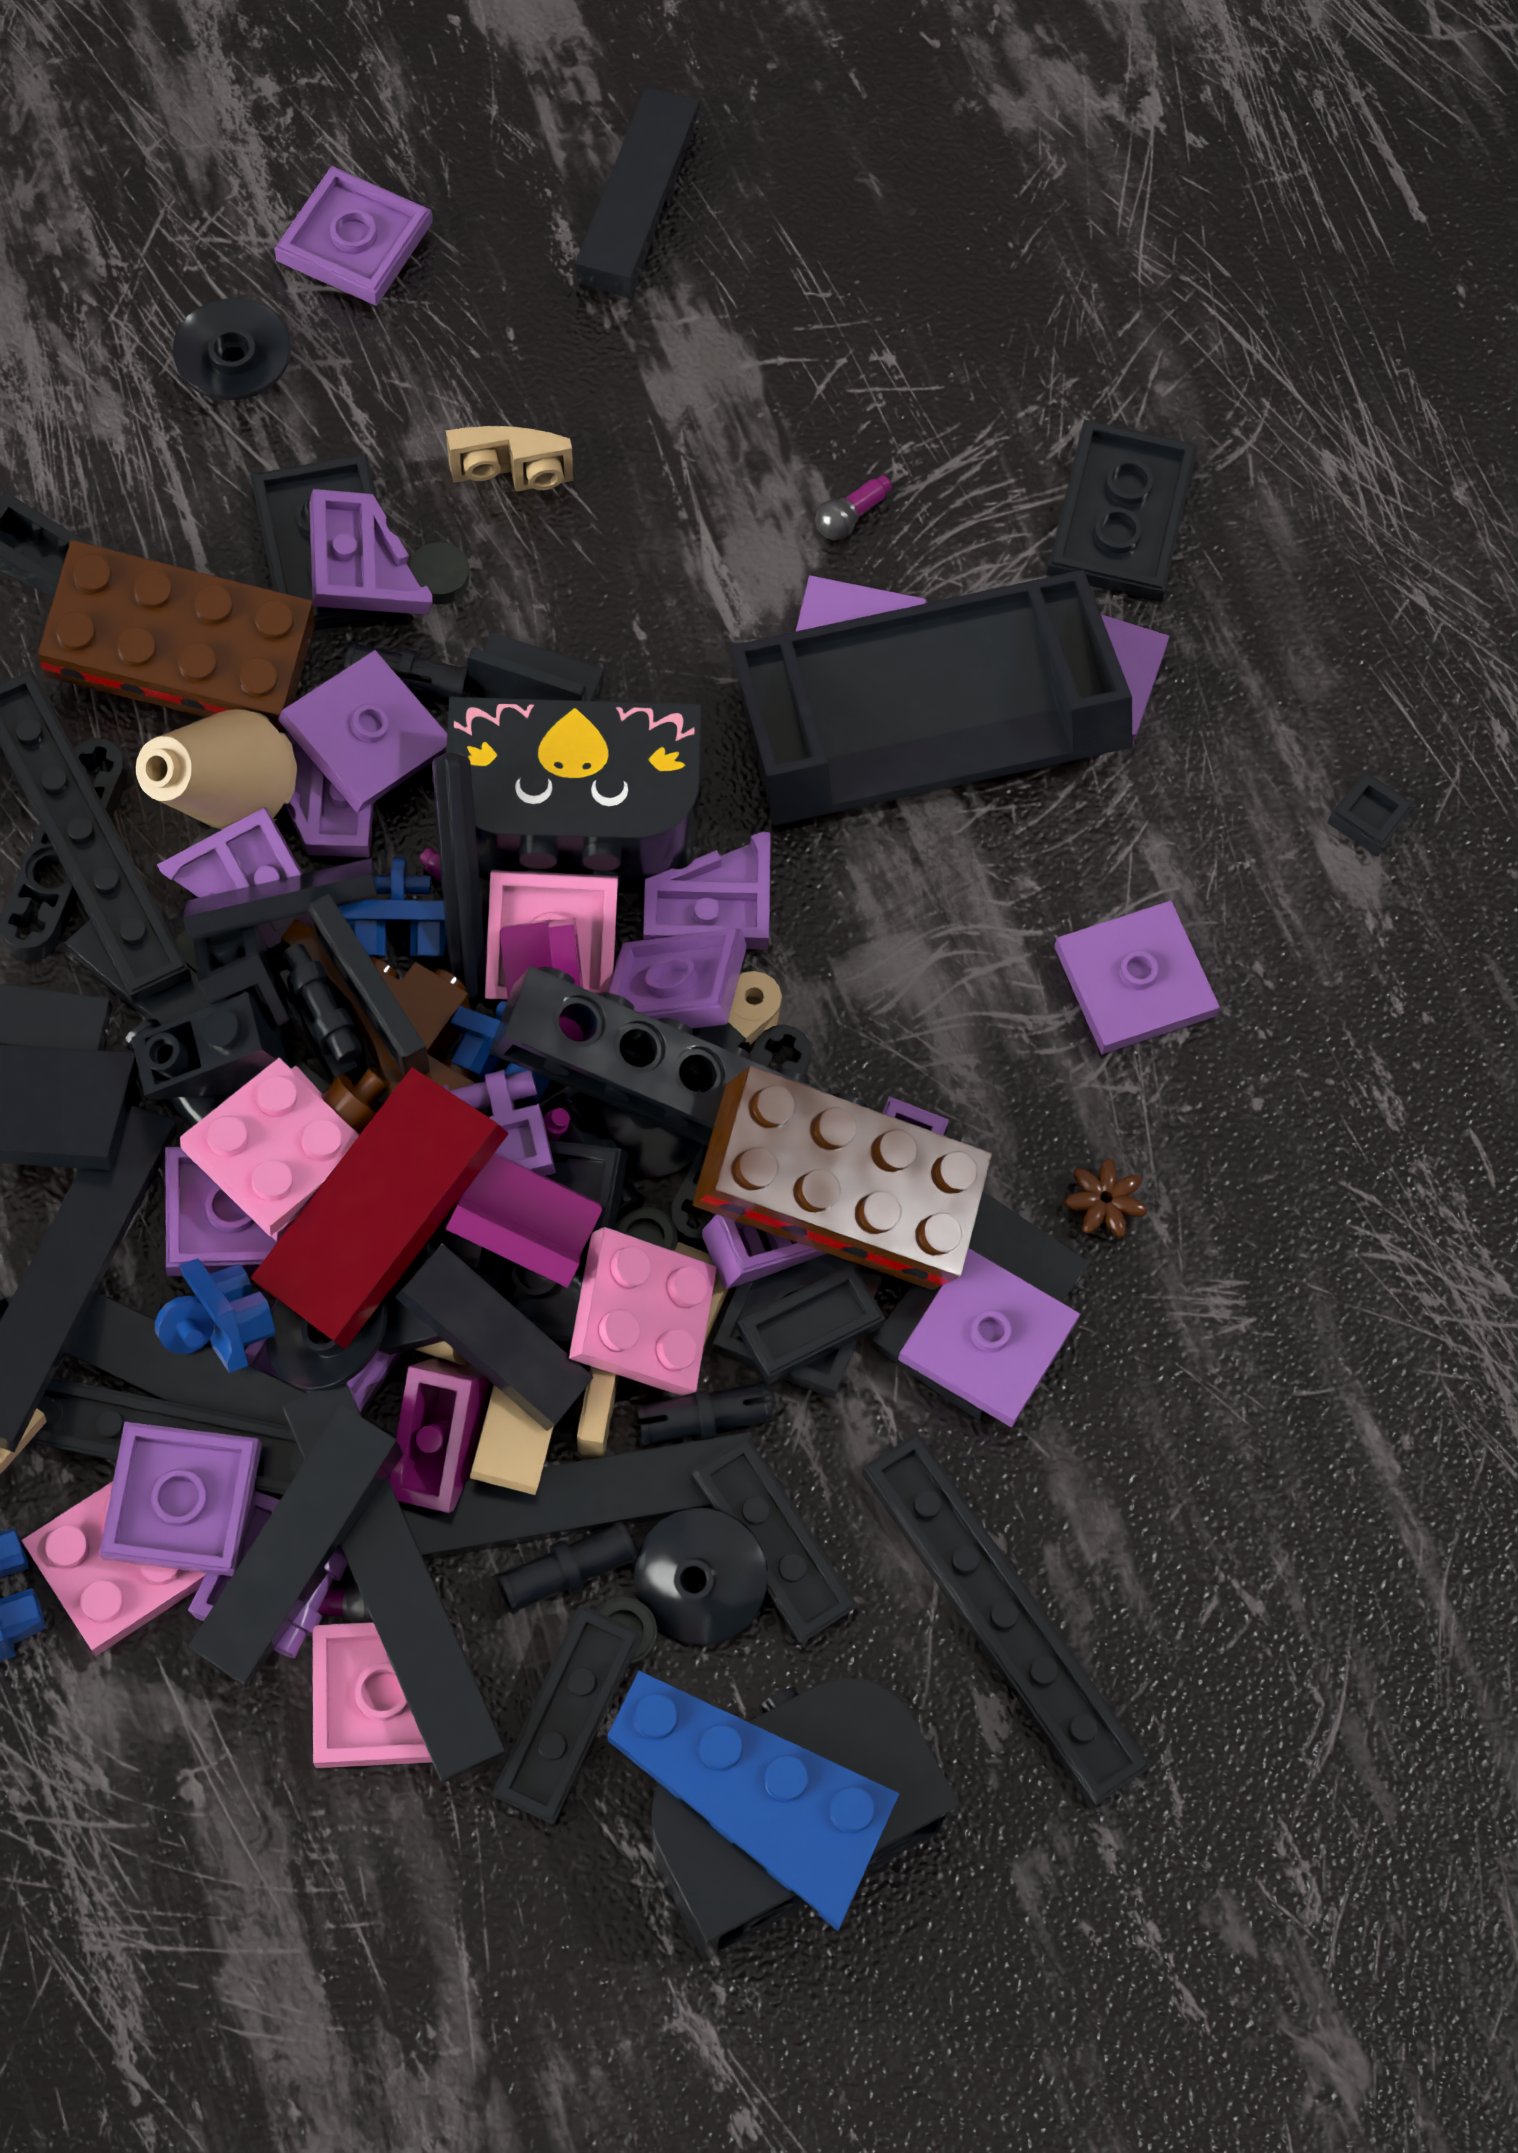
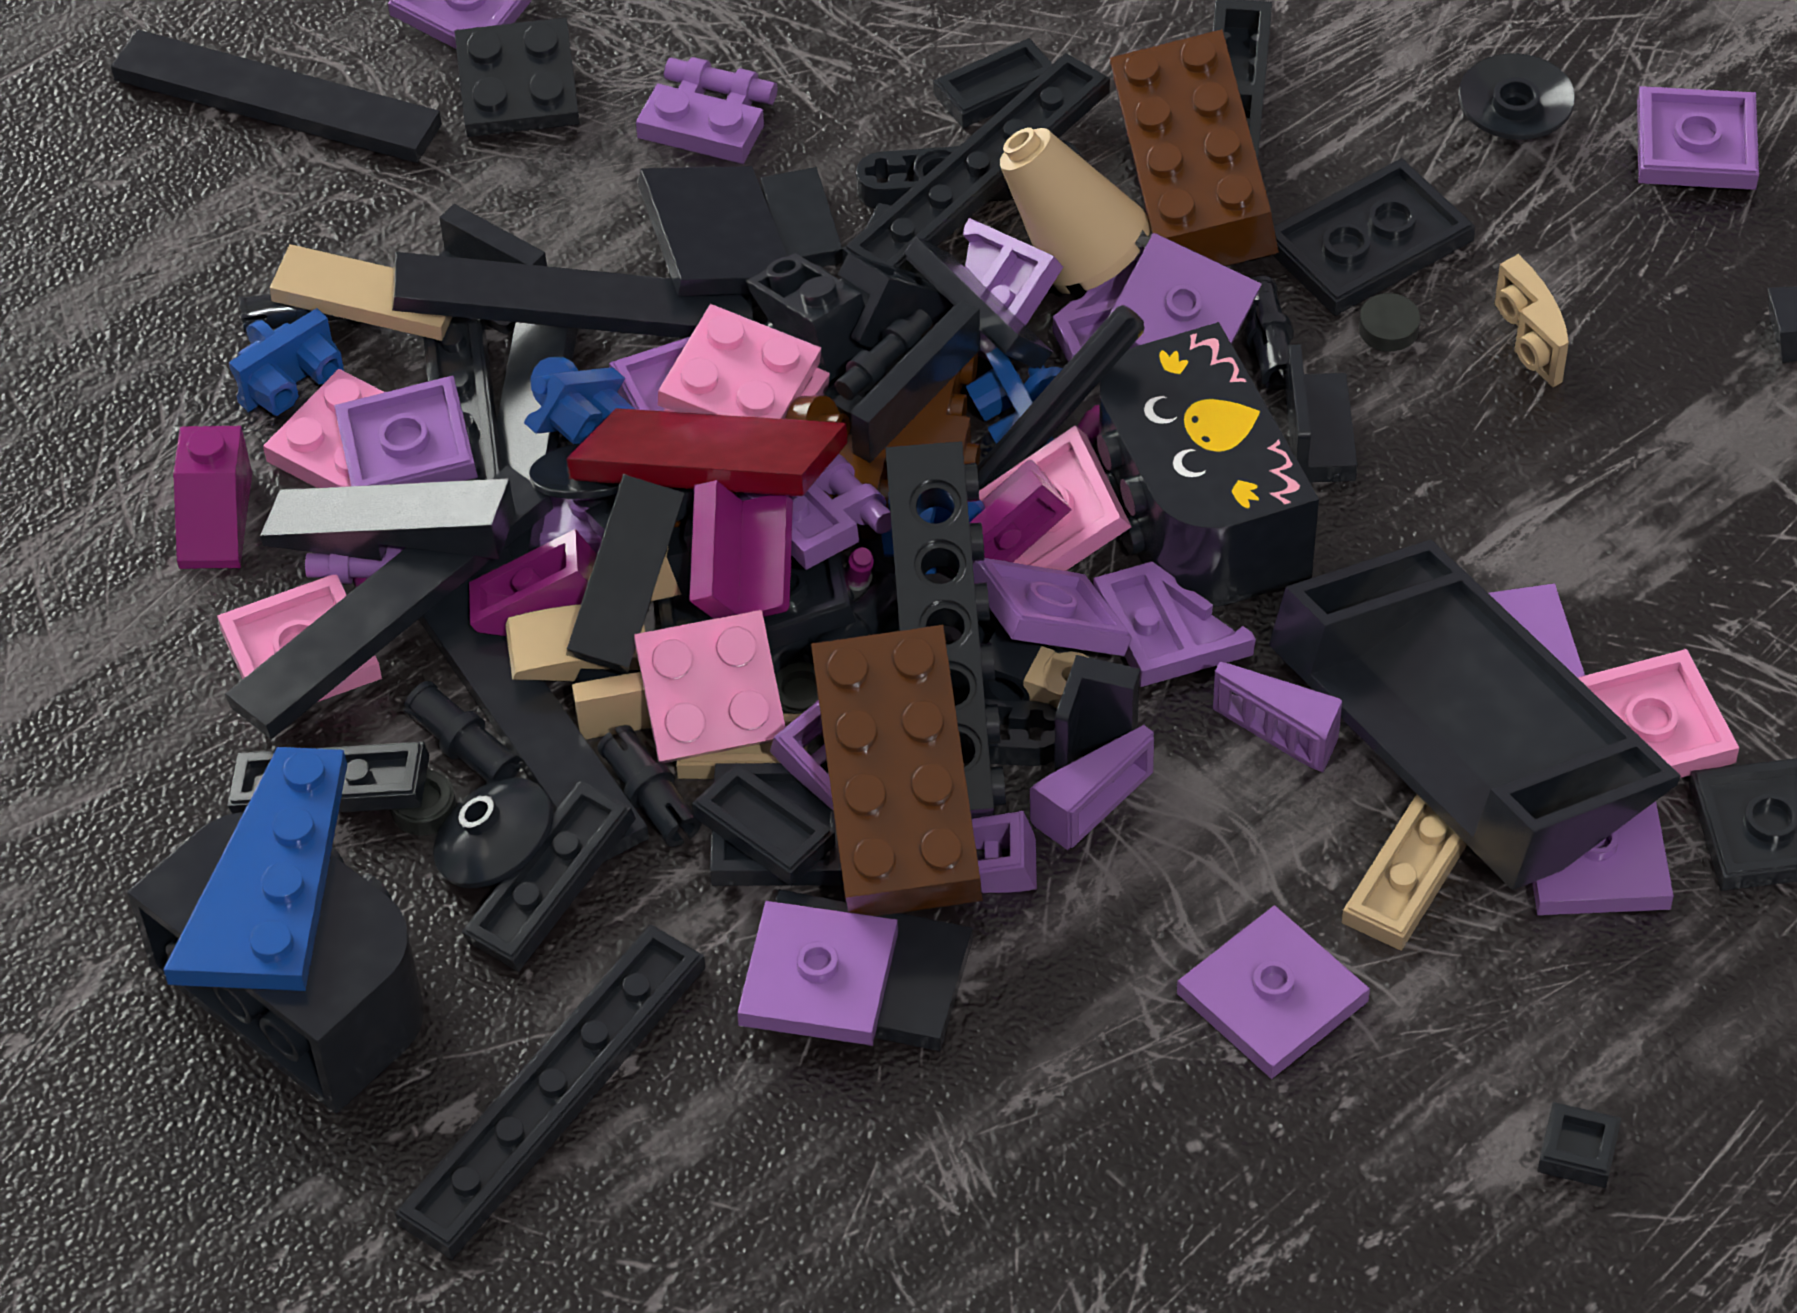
camera: 75 degrees right, 15 degrees down
(144, 1724) = (211, 496): none -> magenta slope
(358, 558) = (1353, 246): medium lavender wing -> none
(817, 1001) = (1095, 708): none -> black panel
(838, 516) = (1637, 588): piece -> none
(869, 840) = (1280, 713): none -> medium lavender slope
(881, 1044) = (1087, 790): none -> medium lavender slope
(984, 552) = (1669, 710): none -> bright pink plate
(1057, 825) = (1404, 877): none -> tan tile
(1106, 1189) = (1016, 1034): reddish brown plant -> none

